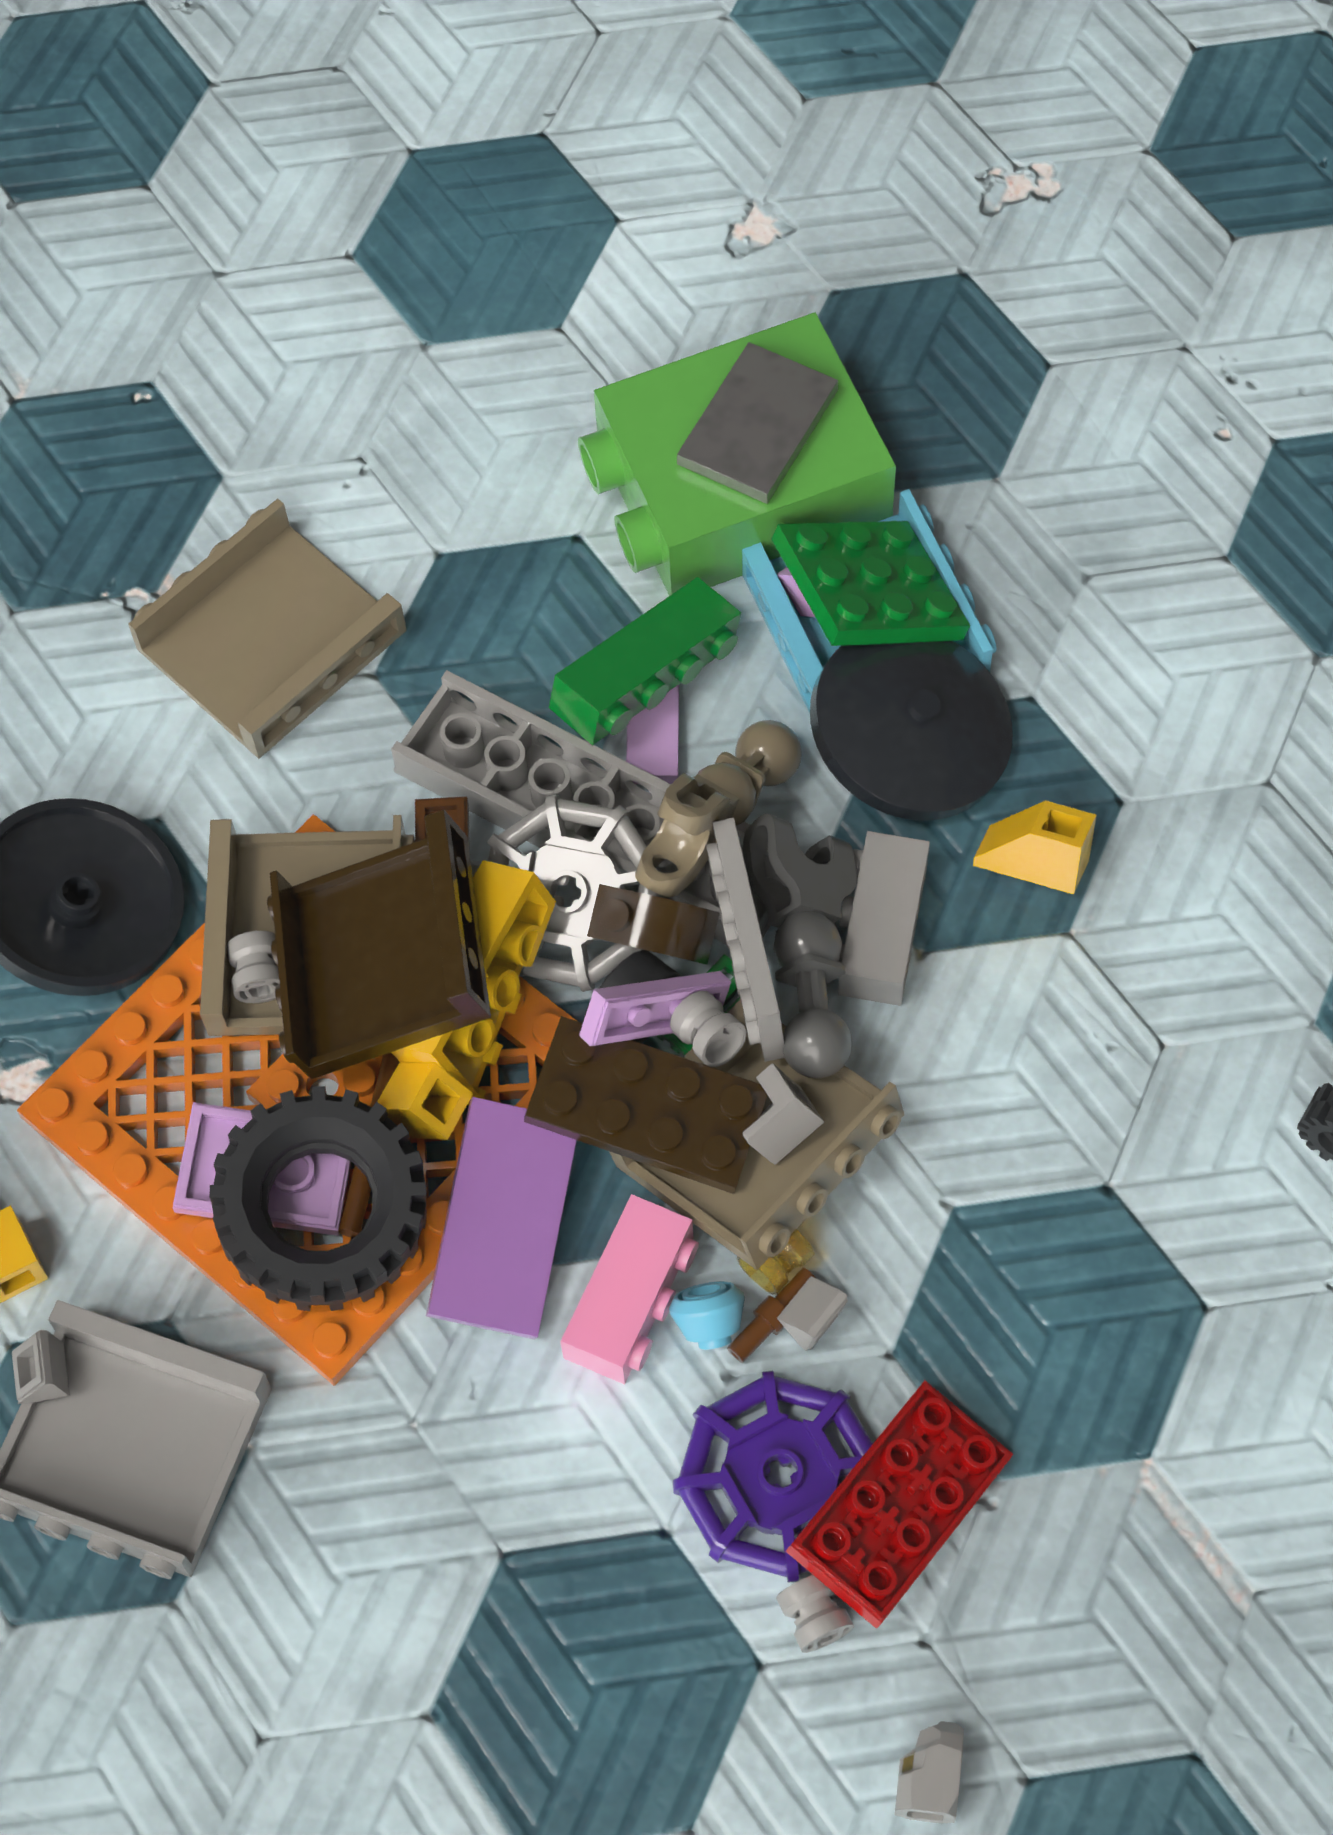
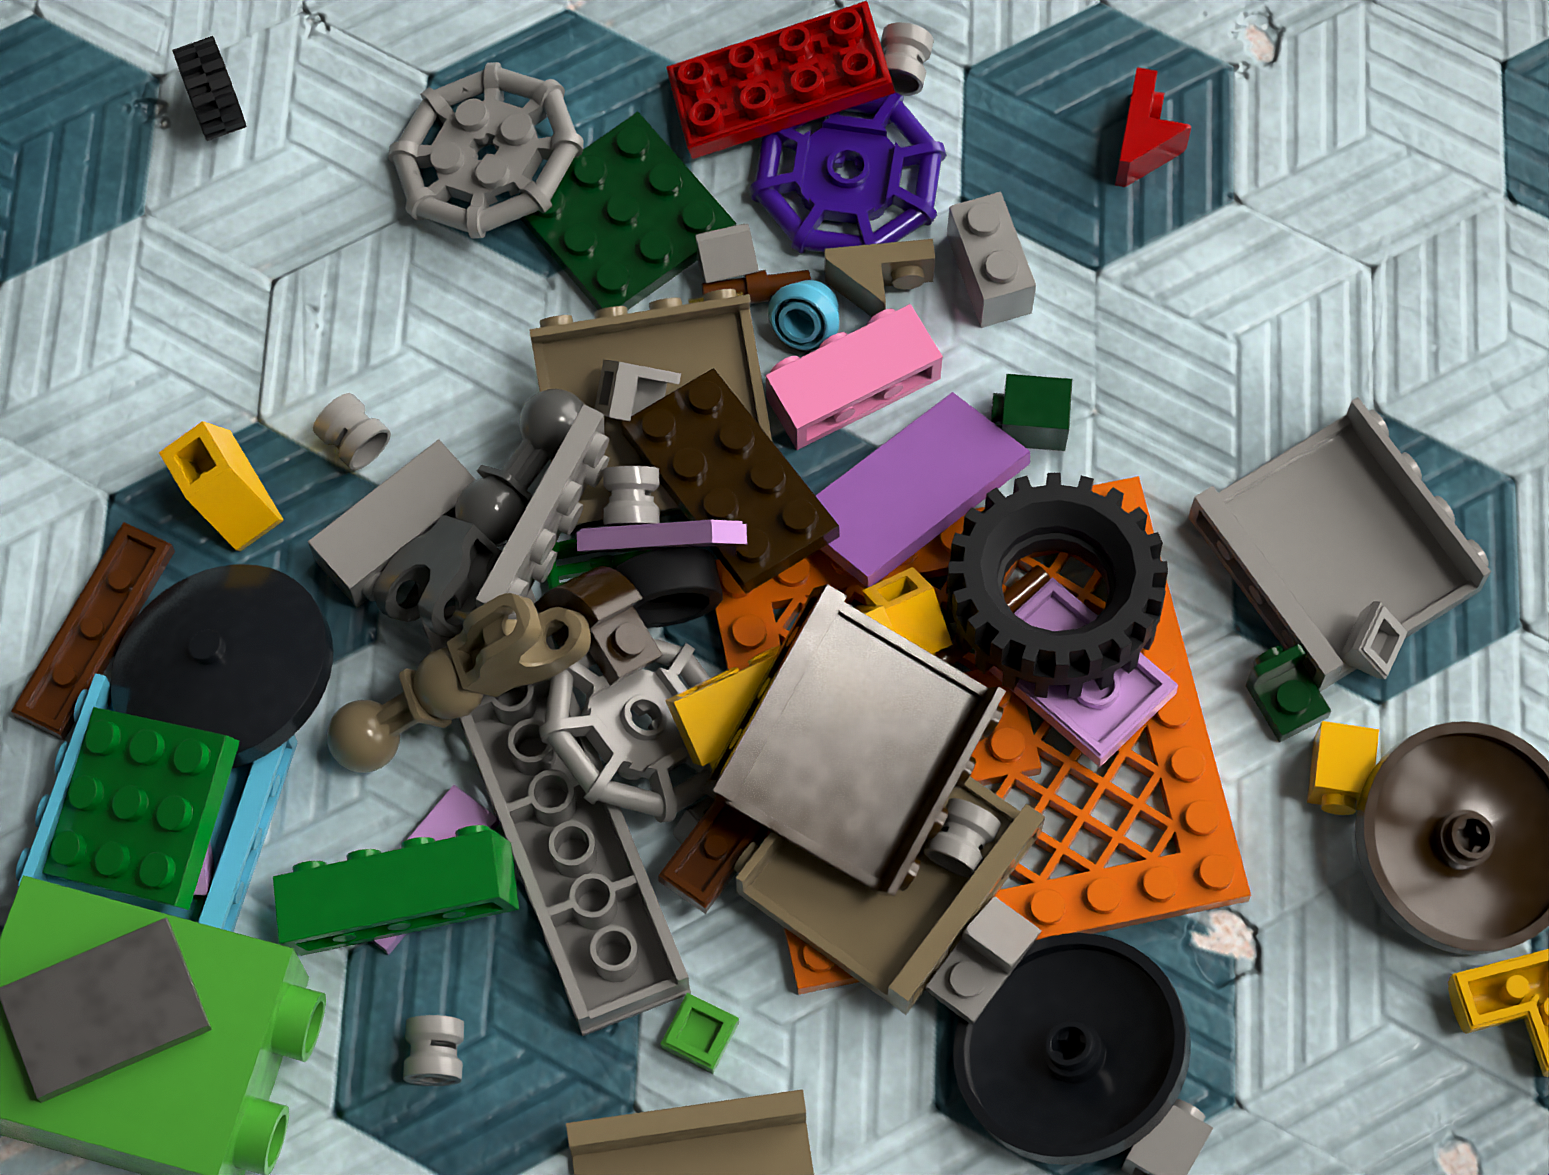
camera: 145 degrees left, 5 degrees up
(90, 1285) = (1286, 692): none -> dark green bracket
(179, 913) = (982, 960): none -> light grey slope
(364, 746) = (699, 1033): none -> bright green tile
(457, 1366) = (1034, 410): none -> dark green brick
(538, 601) = (433, 1050): none -> light grey wheel
(540, 1692) = (1147, 138): none -> red slope
(591, 1472) = (991, 259): none -> light grey brick
(689, 1383) = (865, 269): none -> dark tan slope
(934, 1299) = (626, 216): none -> dark green plate
(983, 959) = (351, 431): none -> light grey wheel
(1037, 703) = (93, 629): none -> reddish brown tile
(1106, 1231) = (474, 127): none -> light grey plate

